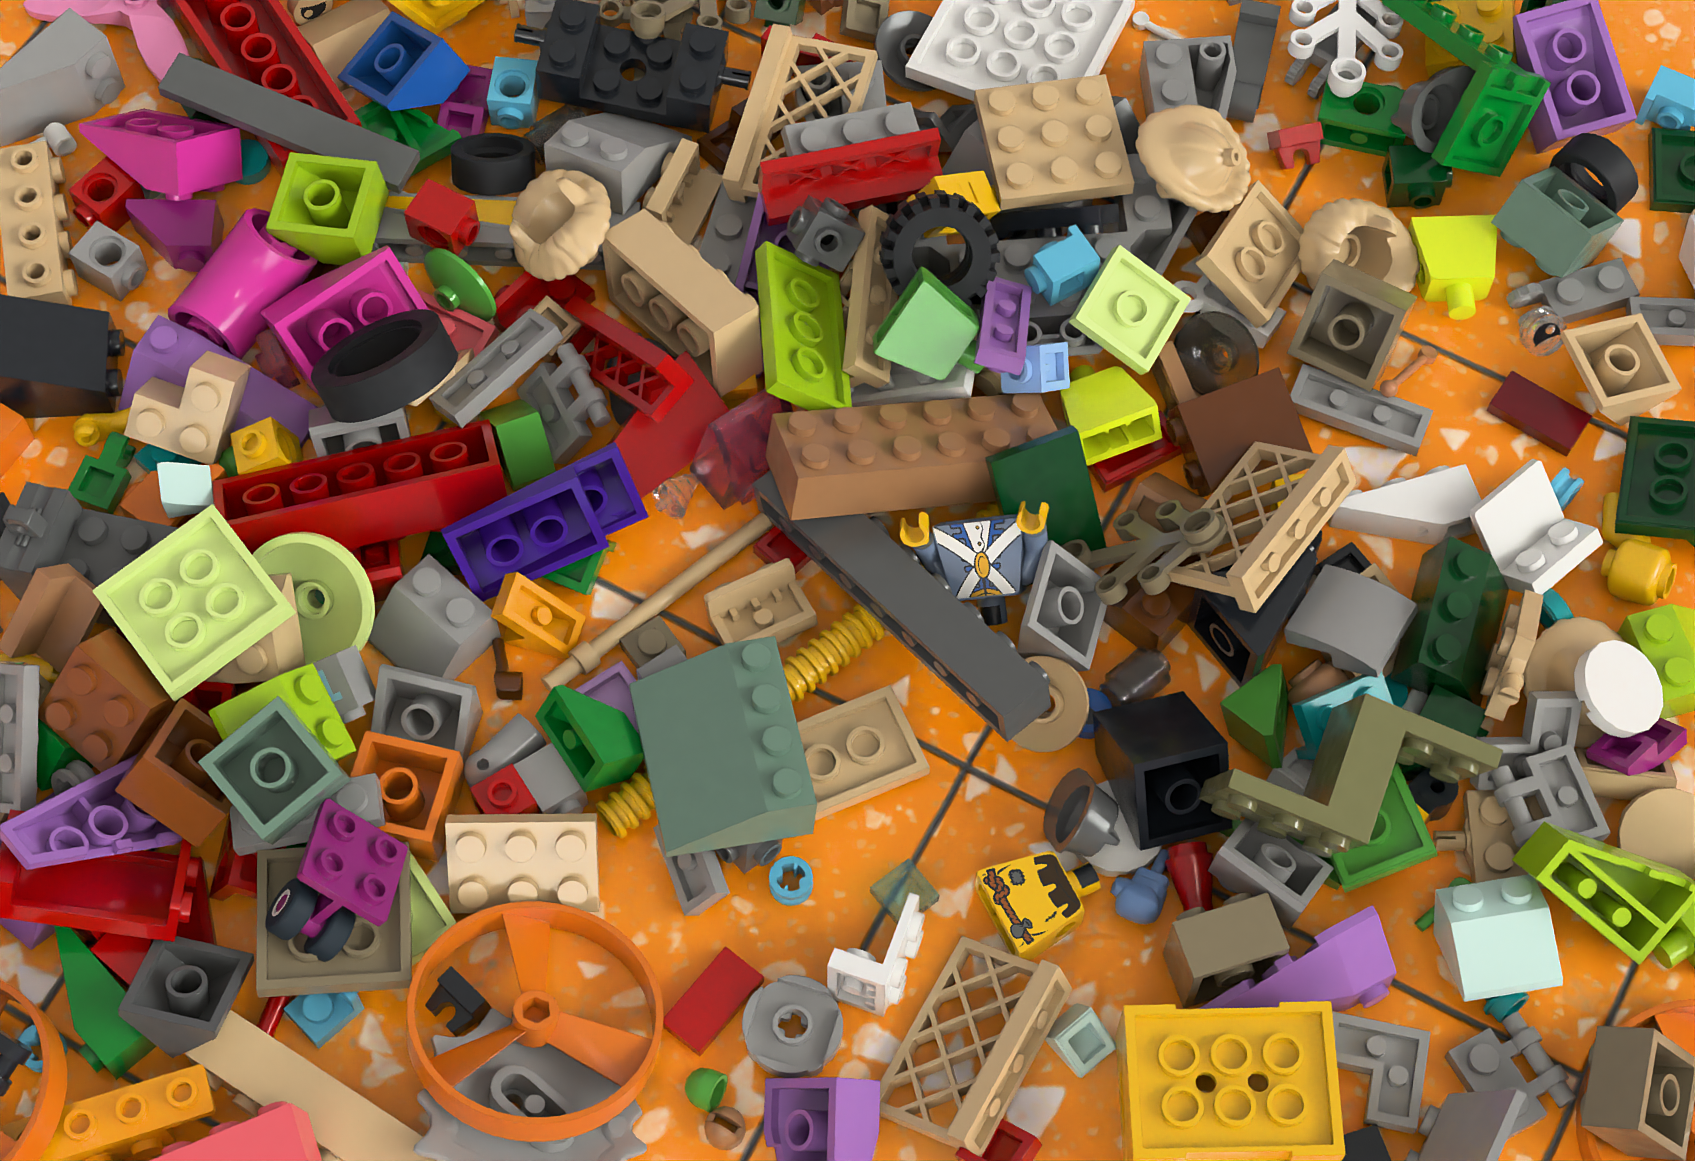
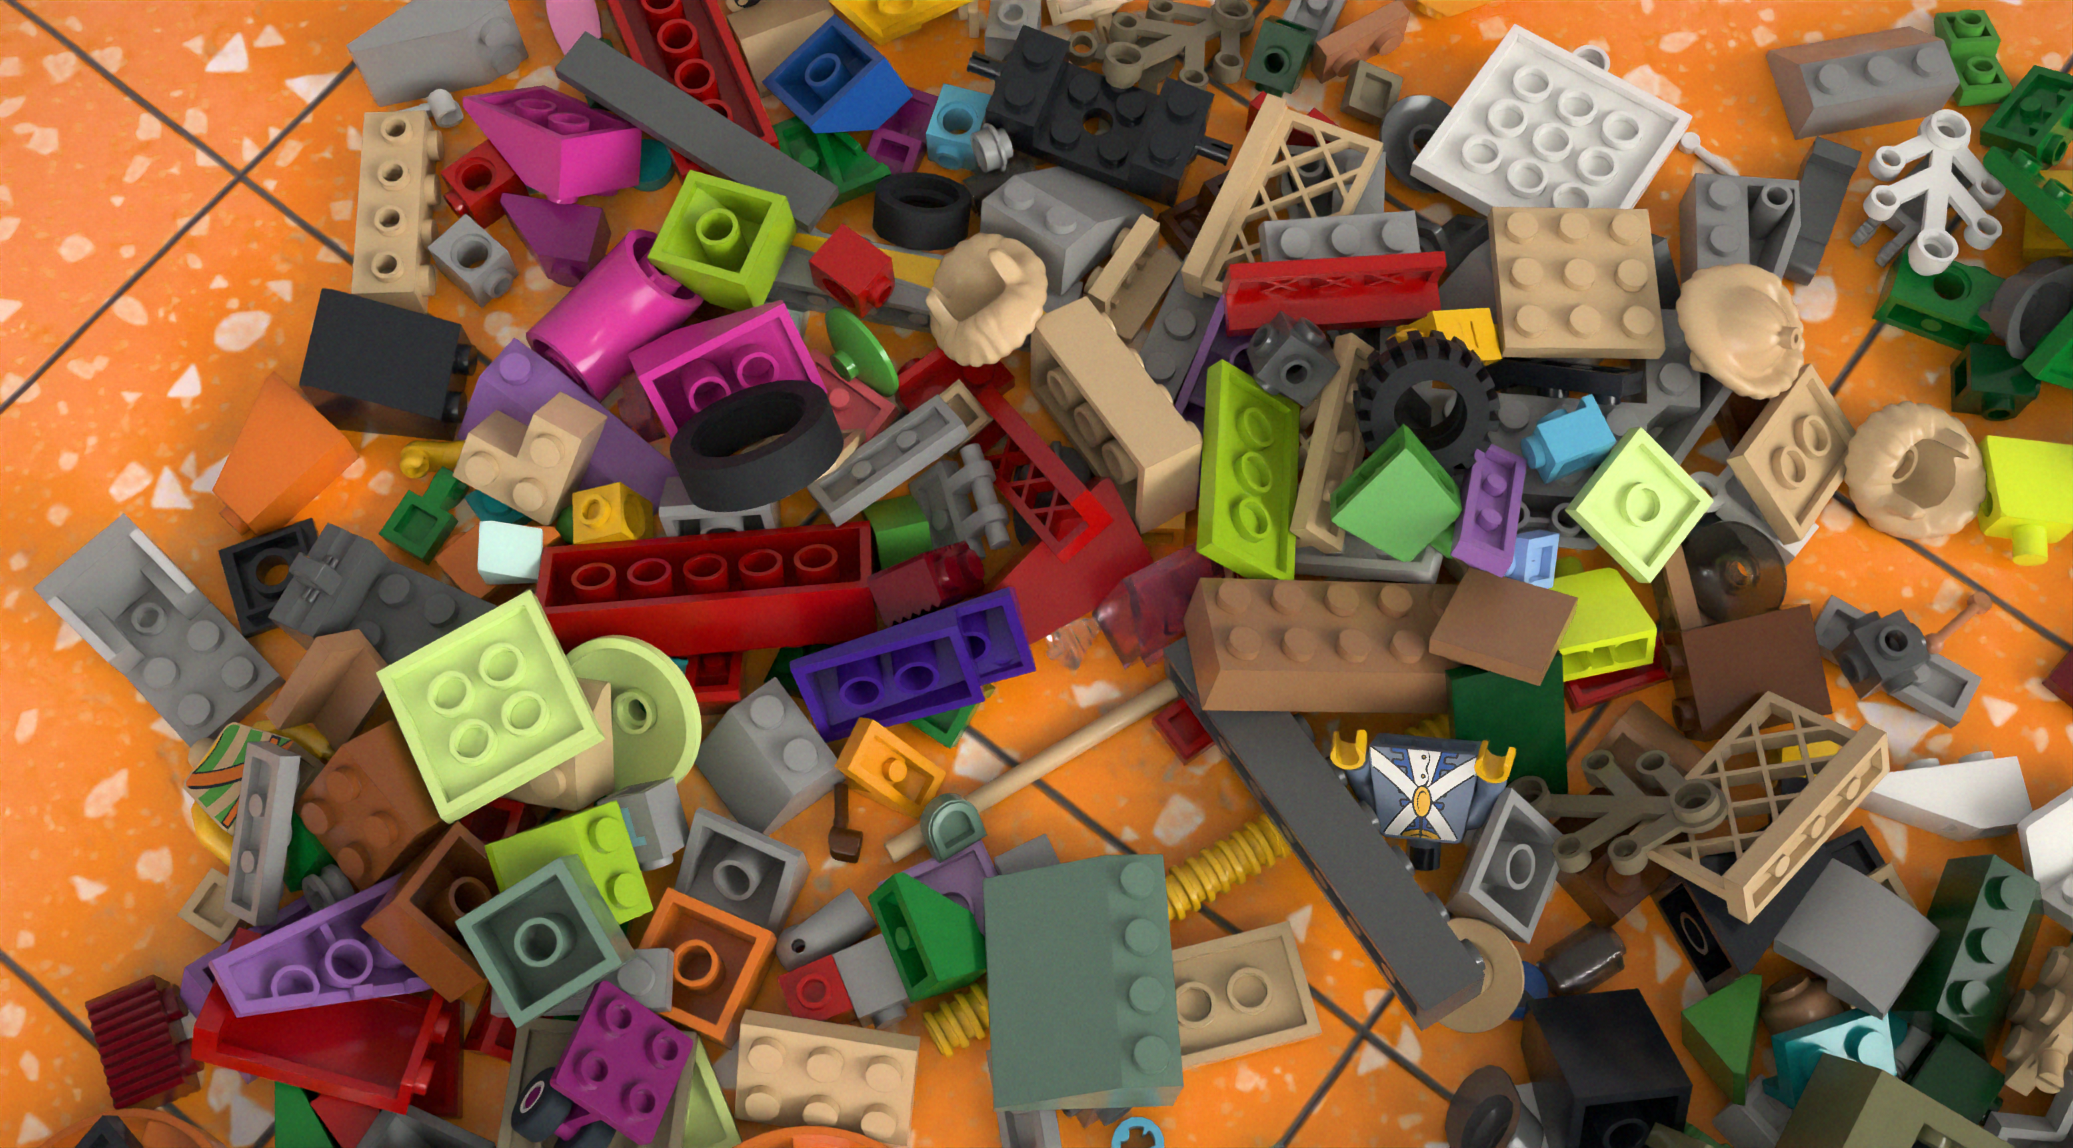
camera: 10 degrees right, 5 degrees up
(543, 453) = (927, 583): none -> dark red brick
(545, 103) = (991, 148): none -> light grey plate
(595, 653) = (950, 825): none -> sand green tile
(649, 642) = (1016, 821): dark tan plate -> none
(760, 606) = (1149, 802): tan bracket -> none
(1027, 415) = (1503, 625): none -> medium nougat tile
(1301, 137) = (1848, 314): tile -> none
(1344, 399) = (1881, 653): none -> dark grey brick
(1351, 324) = (1902, 557): dark tan brick -> none

